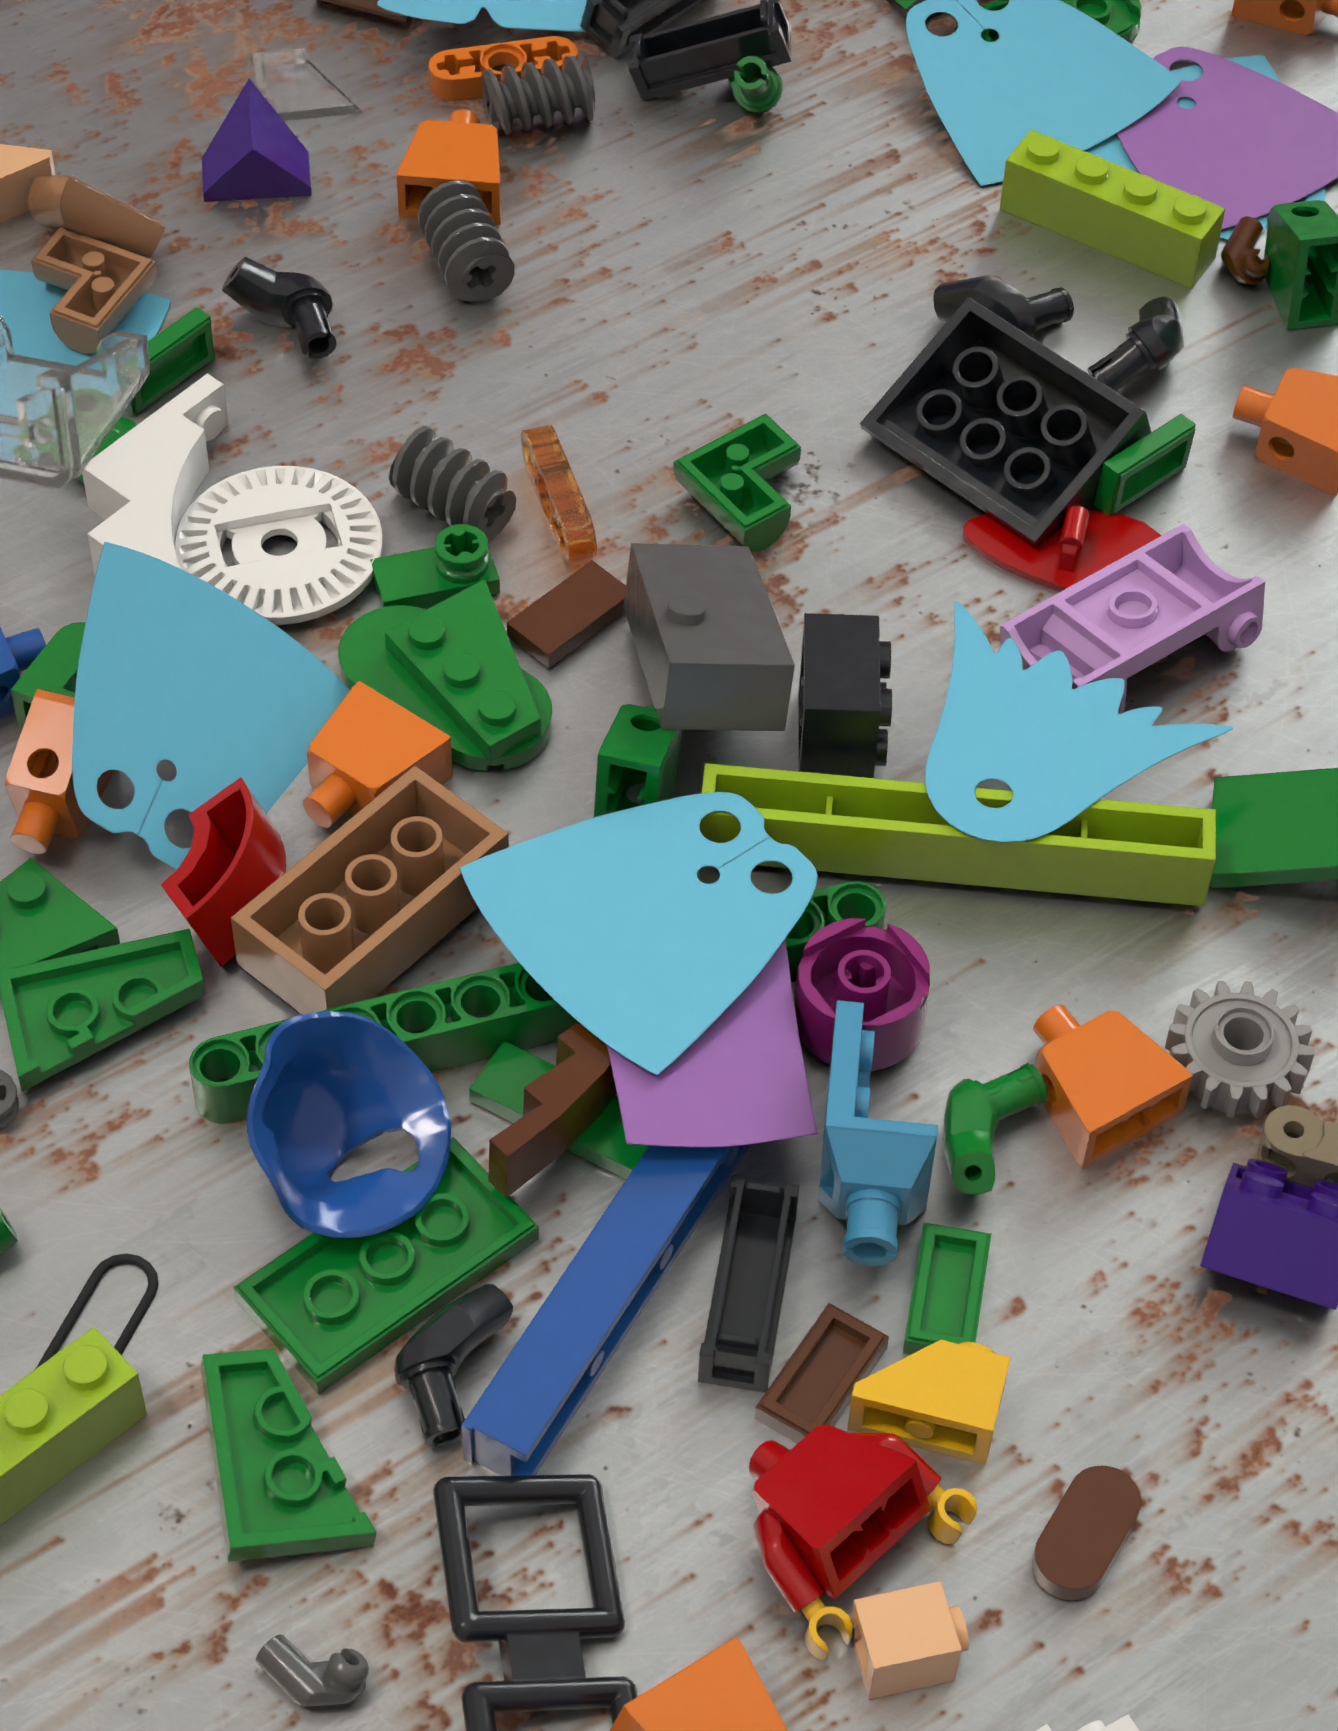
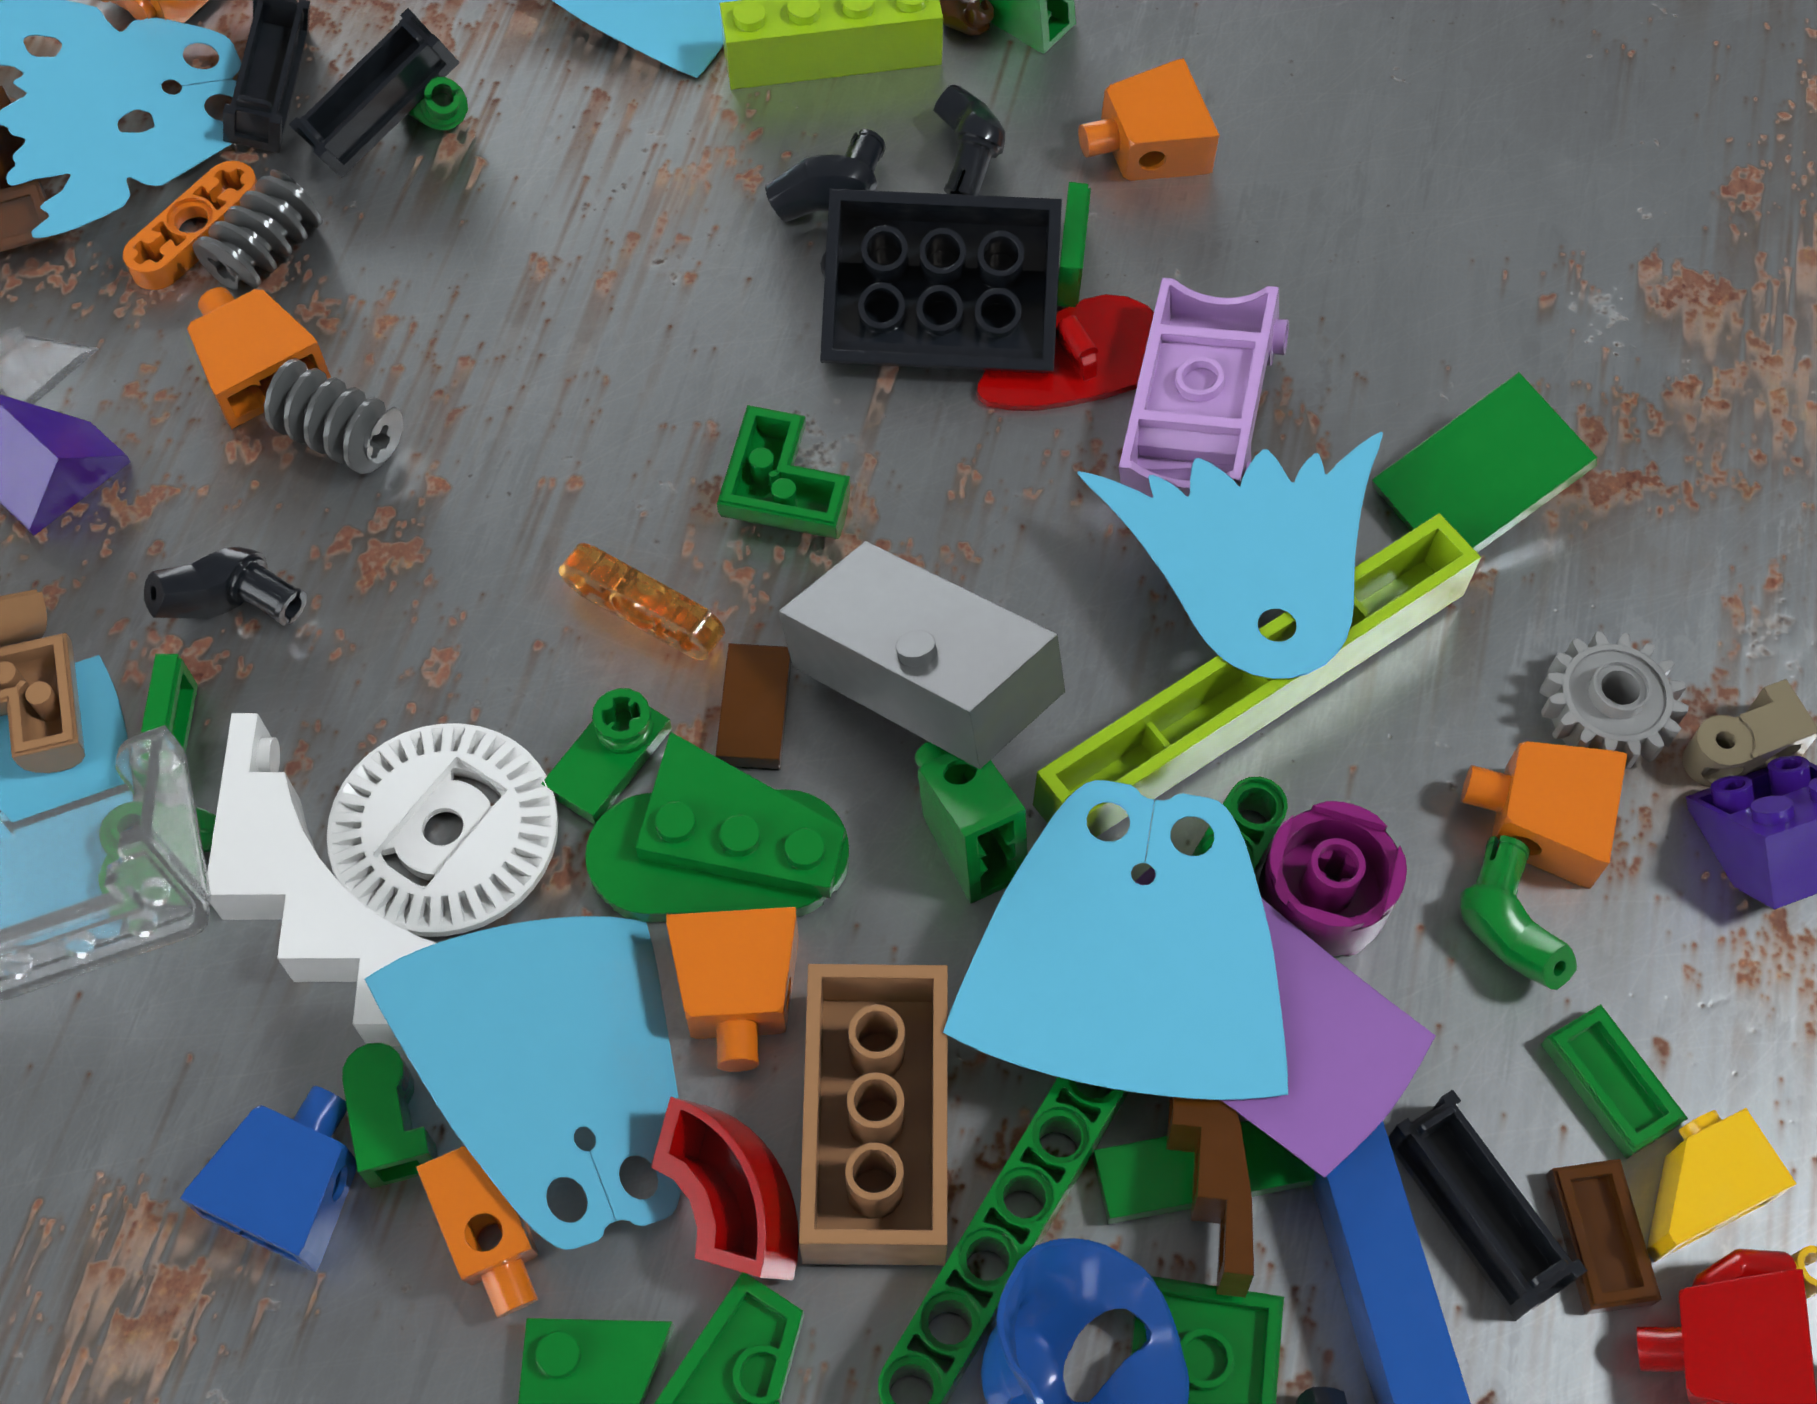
camera: 40 degrees left, 10 degrees up
(451, 483) = (546, 661): dark grey piece -> none
(843, 695) = (1094, 624): black brick -> none
(870, 1168) = (1471, 1041): dark azure plate -> none

